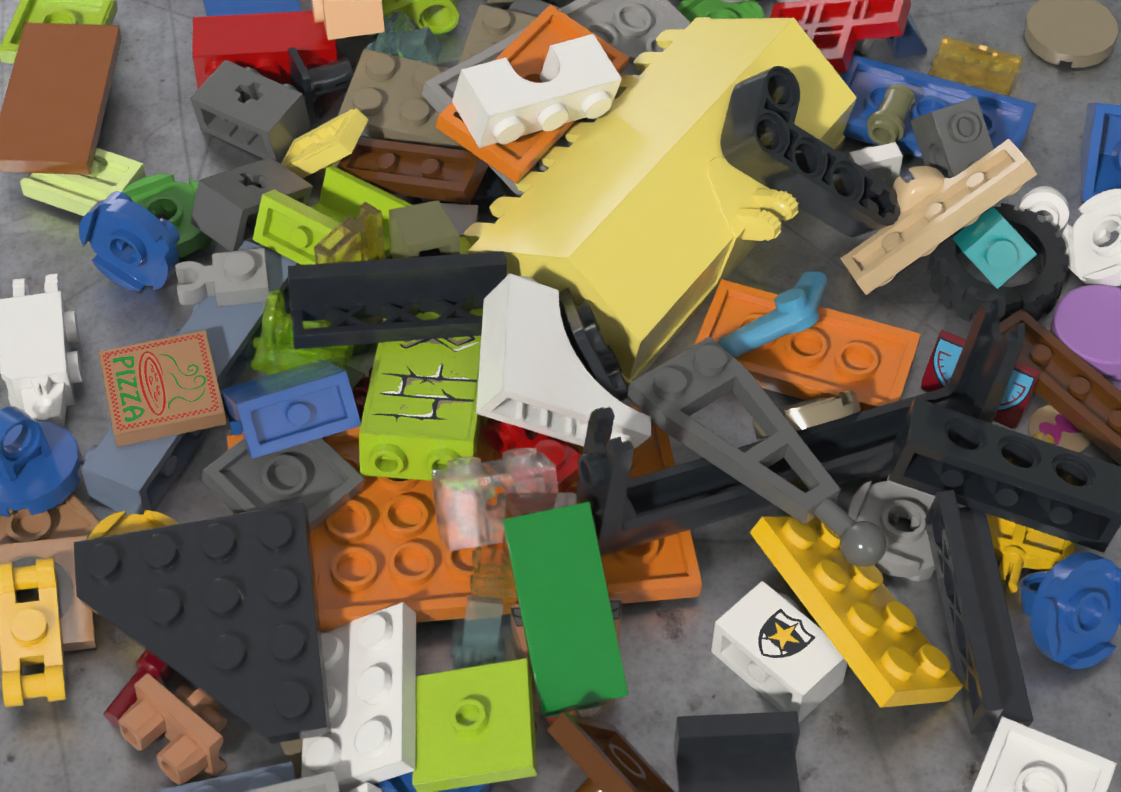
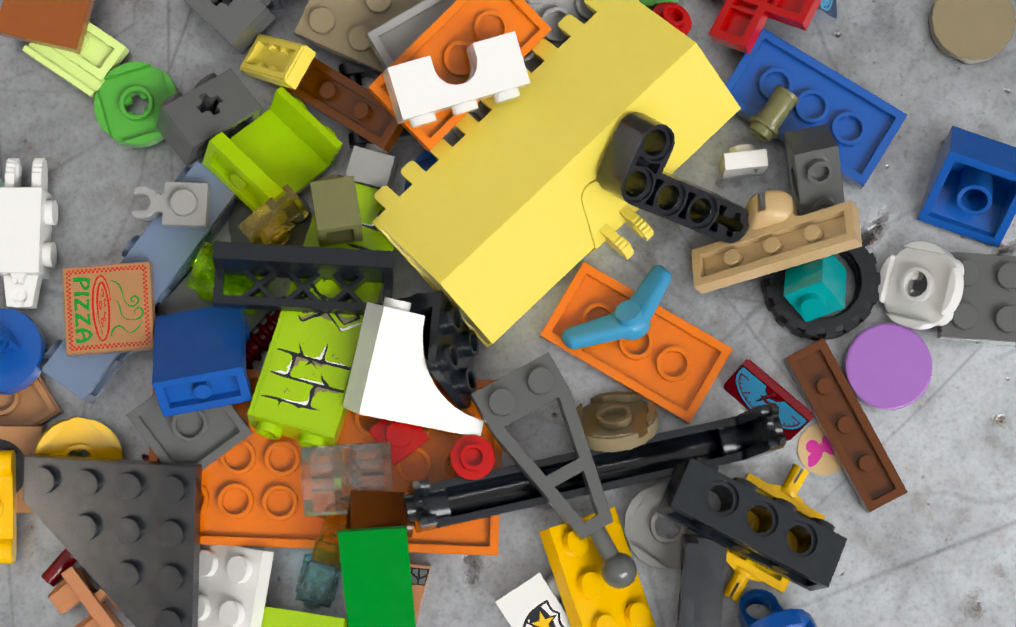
camera: 15 degrees right, 30 degrees up
(121, 222) = (103, 146): blue plate -> none
(652, 453) = (472, 457): none -> red plate
(976, 65) = (869, 55): clear yellow piece -> none
(1050, 200) = (879, 232): white plate -> none

